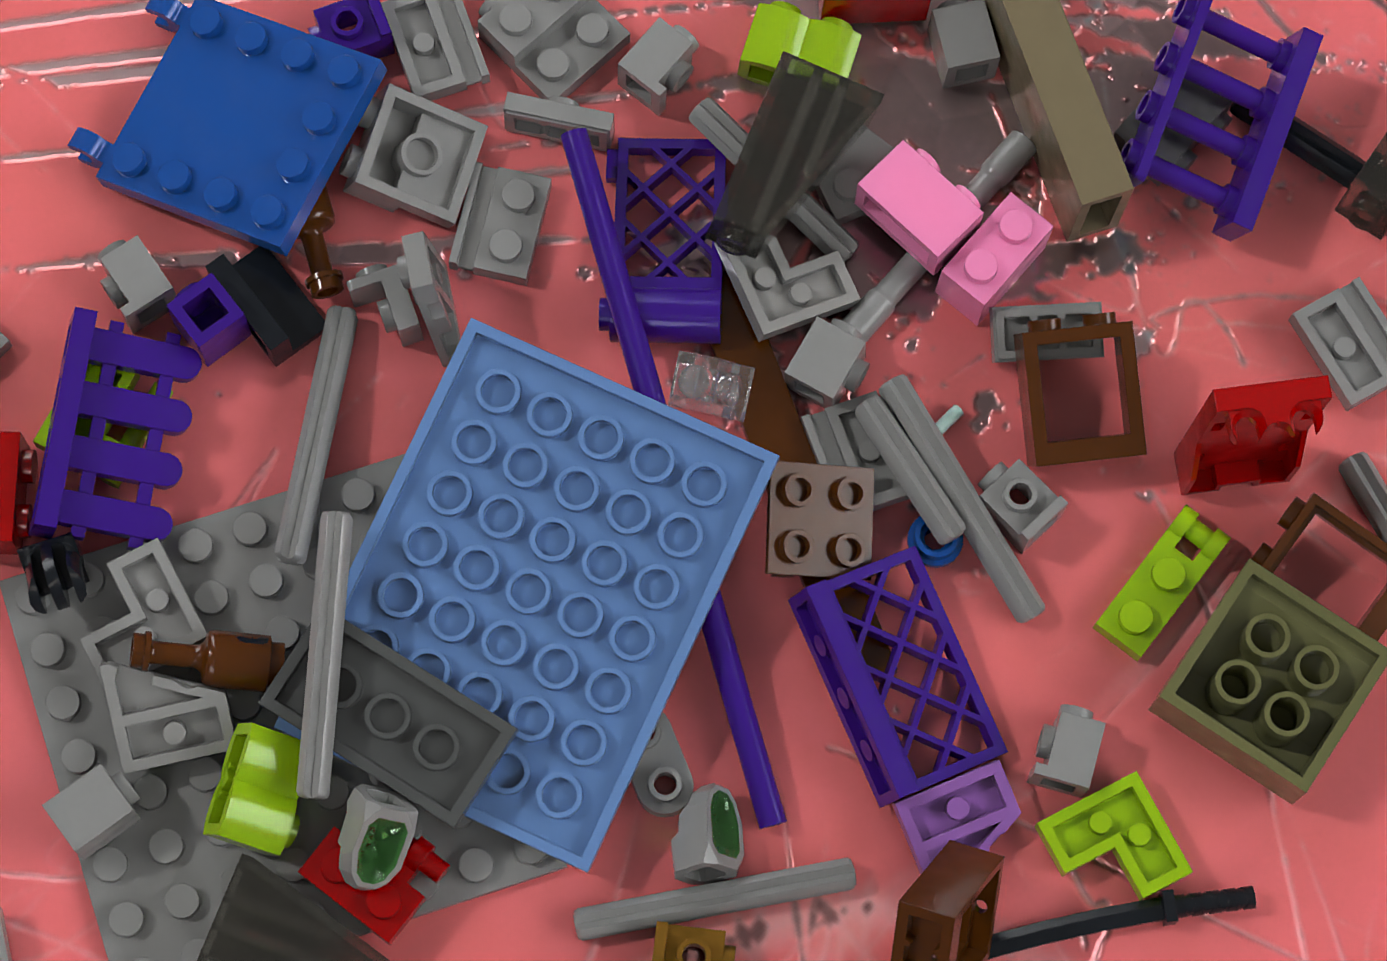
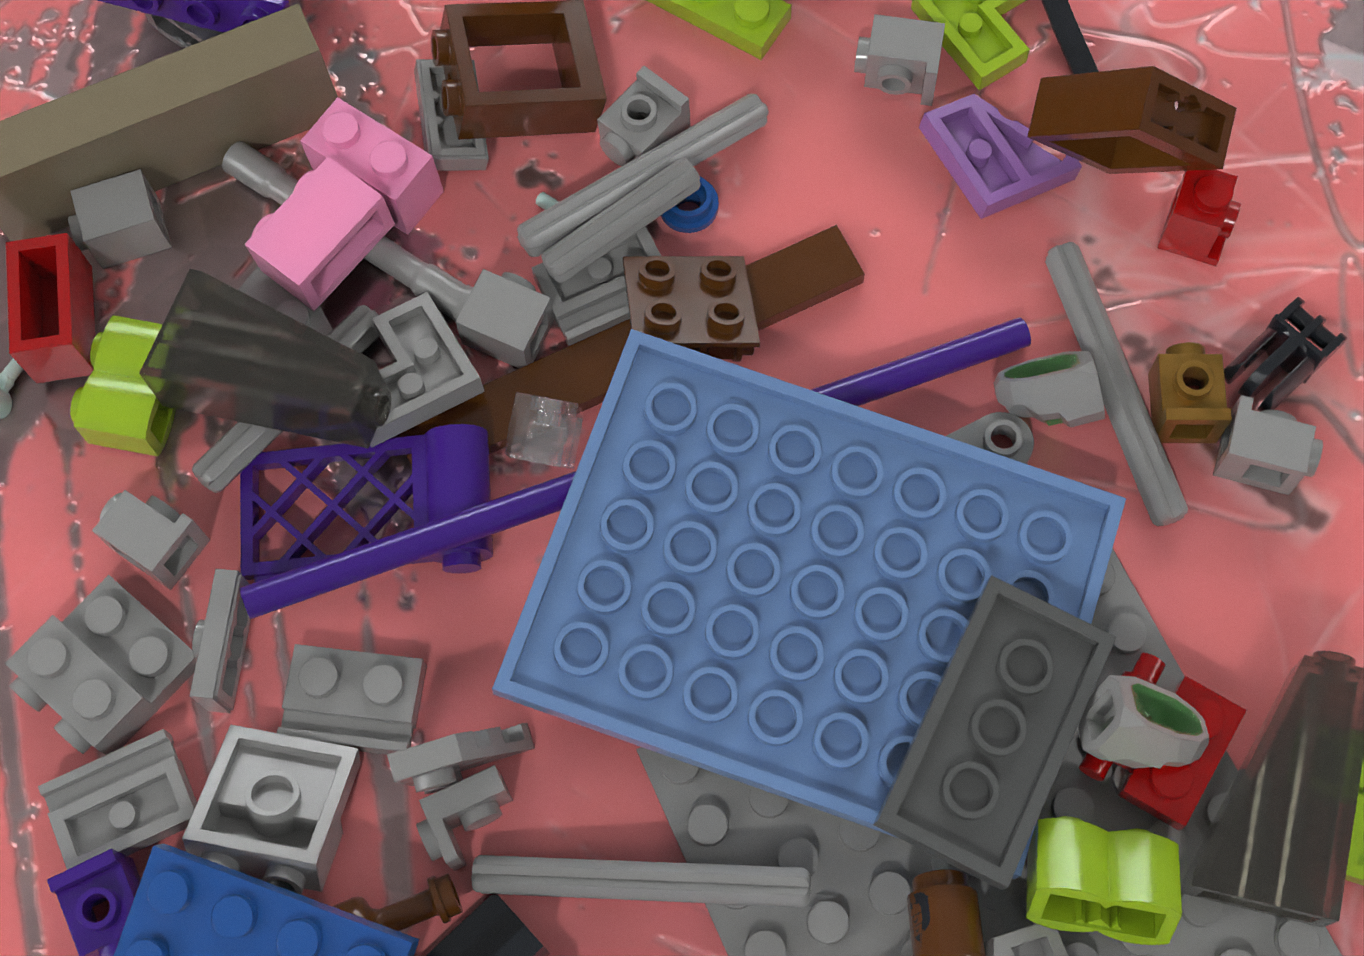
camera: 85 degrees left, 5 degrees down
(324, 655) = (942, 805): light grey axle -> none
(853, 685) = (872, 248): dark purple fence -> none

